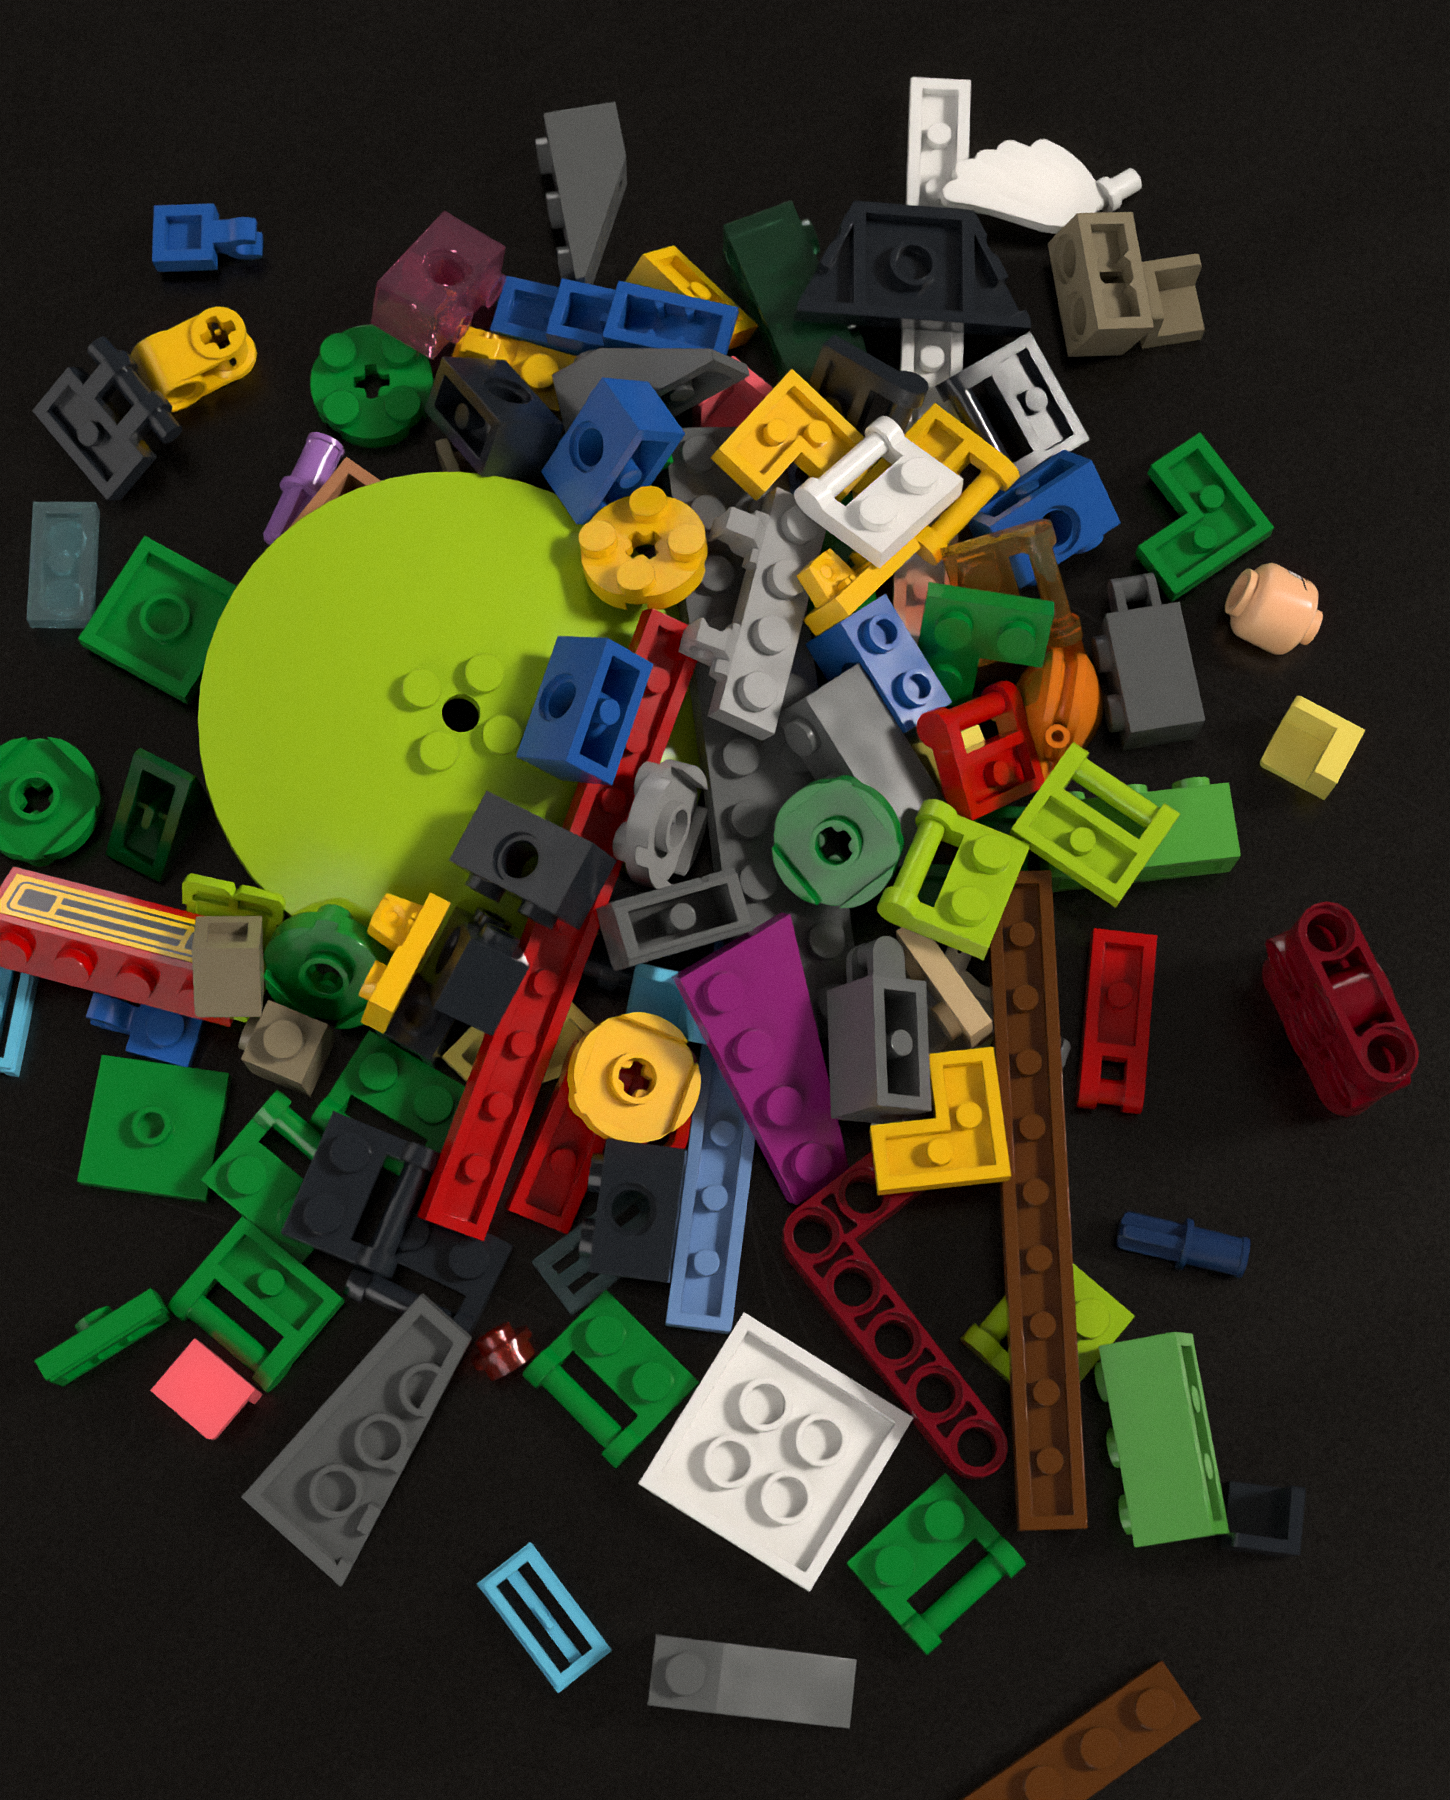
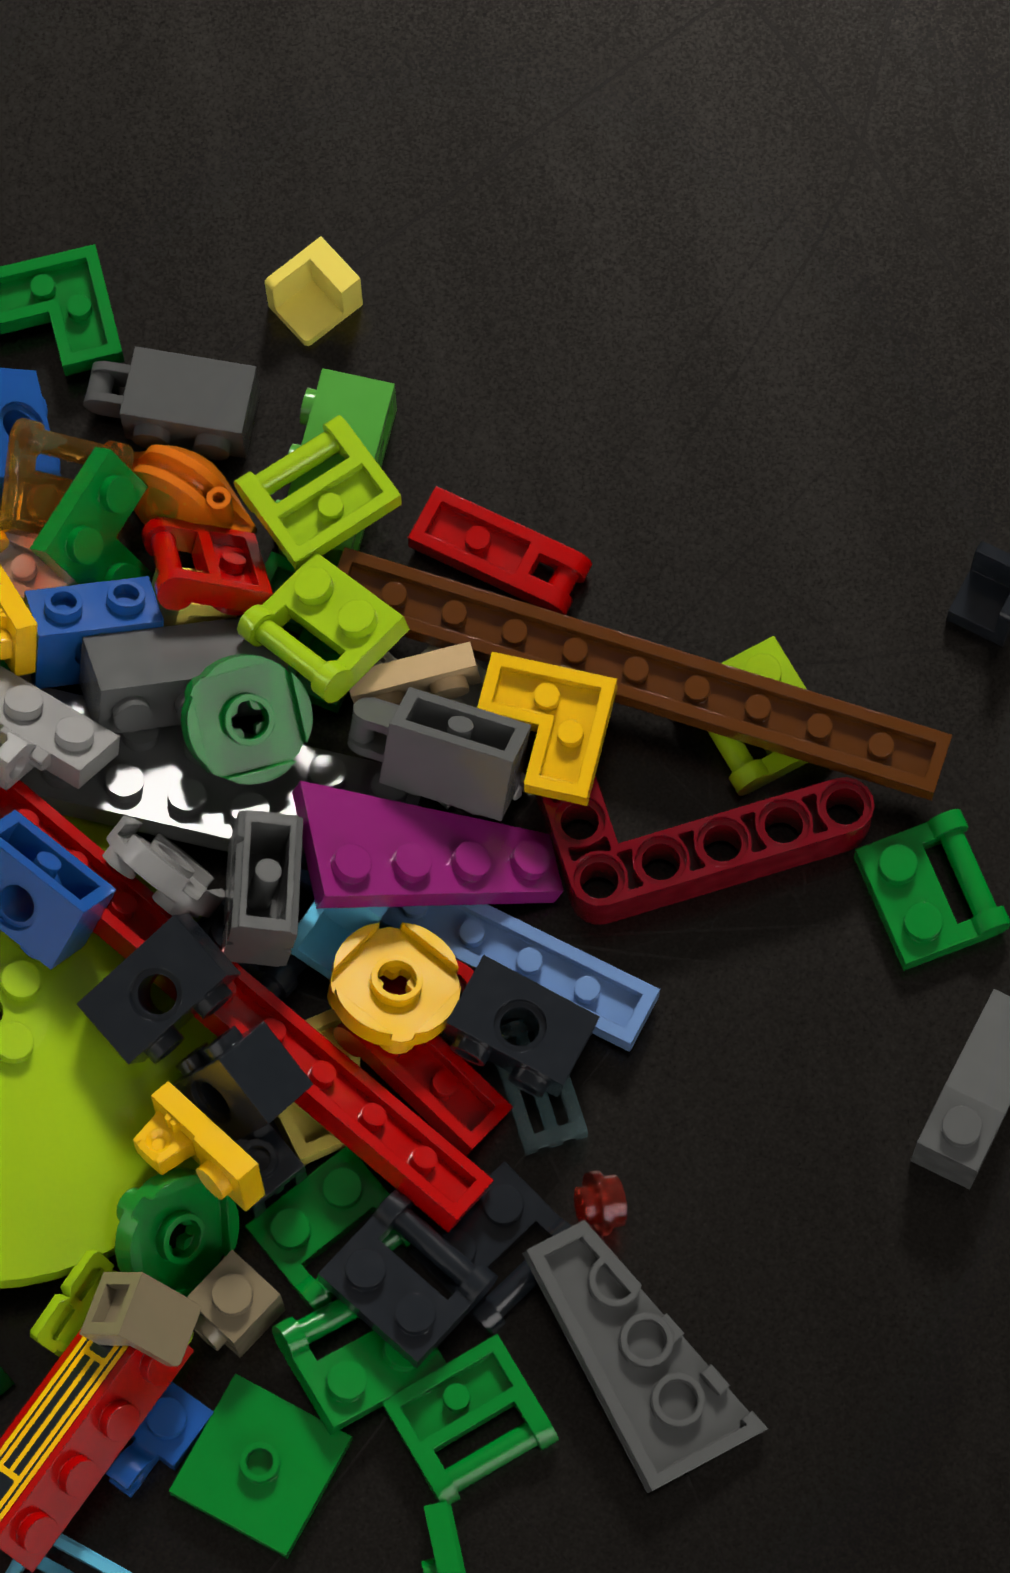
camera: 65 degrees left, 5 degrees down
(204, 1390) = (538, 1491): coral panel -> none
(510, 1571) = (868, 1278): medium azure tile -> none
(627, 1362) = (651, 1098): green plate -> none
(776, 1451) = (783, 990): white plate -> none
(1161, 1439) = (893, 652): bright green brick -> none
(1183, 1243) = (724, 571): dark blue axle -> none
(1274, 608) = (171, 274): light nougat head -> none
(1339, 1010) = (573, 349): dark red connector -> none

